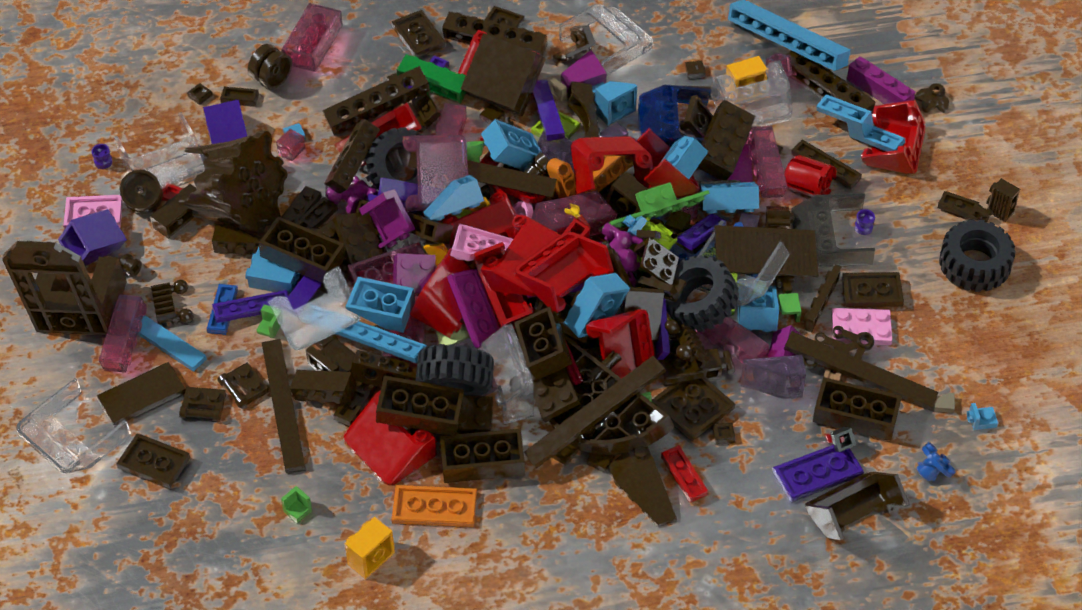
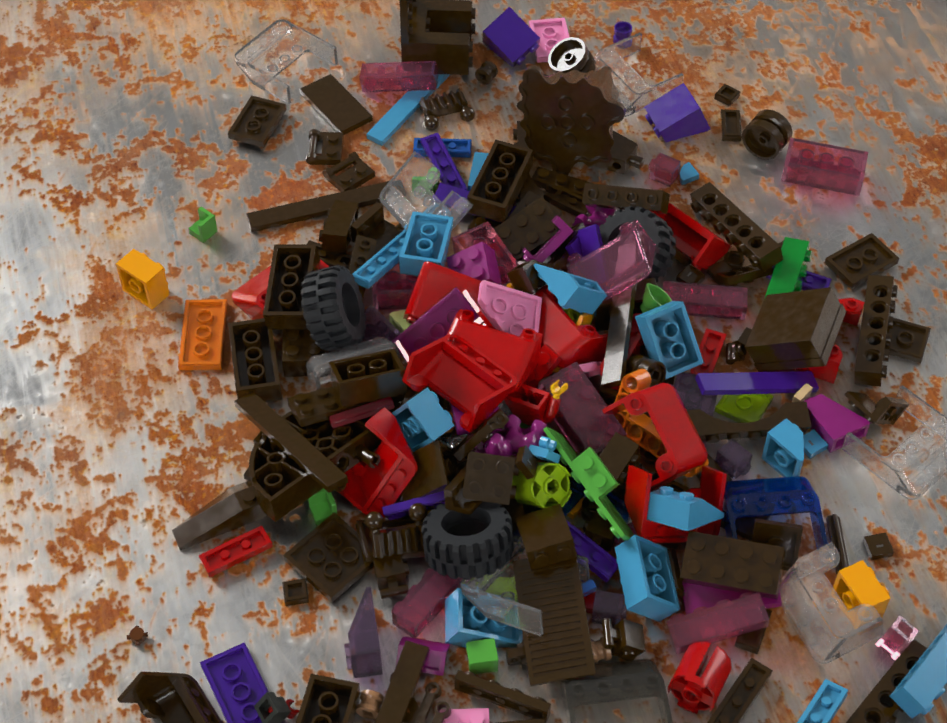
camera: 85 degrees right, 0 degrees up
(705, 238) = (546, 537): none -> dark brown brick
(764, 547) = (137, 635): none -> reddish brown piece

